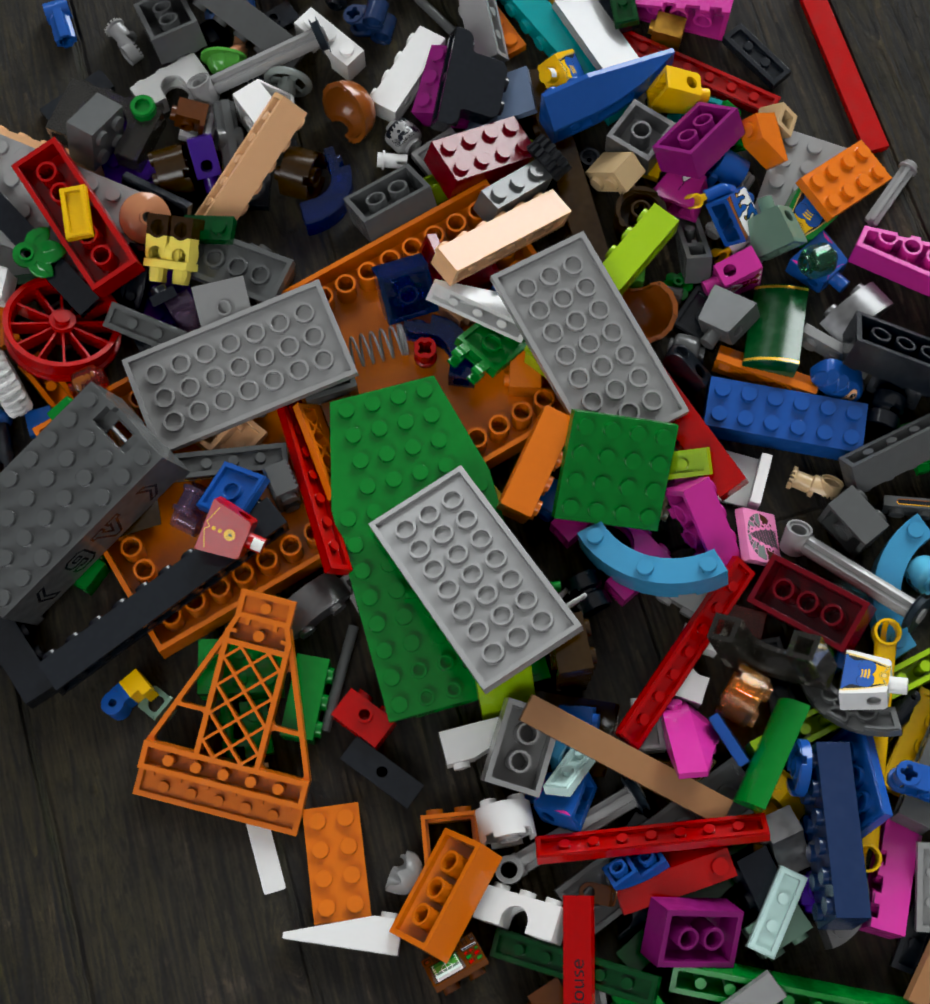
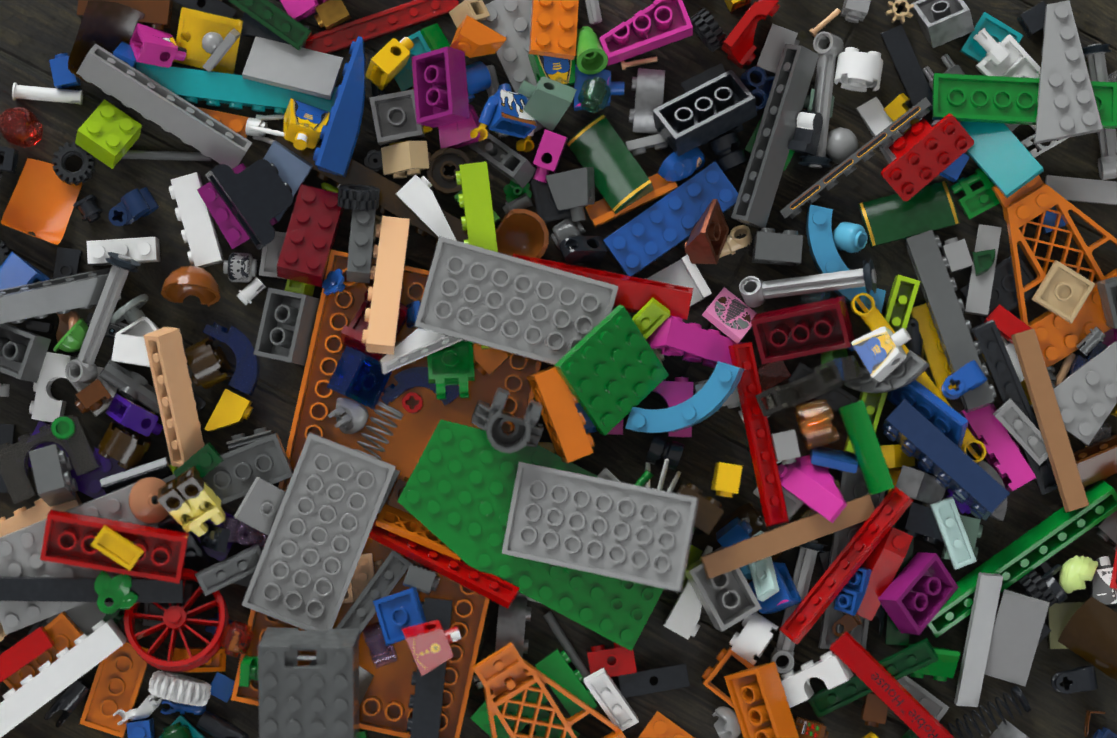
camera: 45 degrees left, 15 degrees up
(277, 226) = (229, 411): none -> yellow slope
(329, 748) = (611, 699): none -> white plate
(365, 312) = (349, 415): none -> light grey piece
(462, 201) = (334, 282): none -> blue plant
(492, 445) = (526, 430): none -> dark grey piece
(525, 56) = (258, 128): none -> white plant
(595, 209) = (422, 202): none -> white slope
(620, 660) = (726, 479): none -> yellow brick
(699, 684) = (786, 446): none -> light grey brick
(800, 768) = (890, 440): blue tile -> none
(804, 452) = (708, 236): none -> copper slope
(841, 237) = (589, 52): none -> bright green plant
(881, 286) = (624, 65): none -> light nougat piece

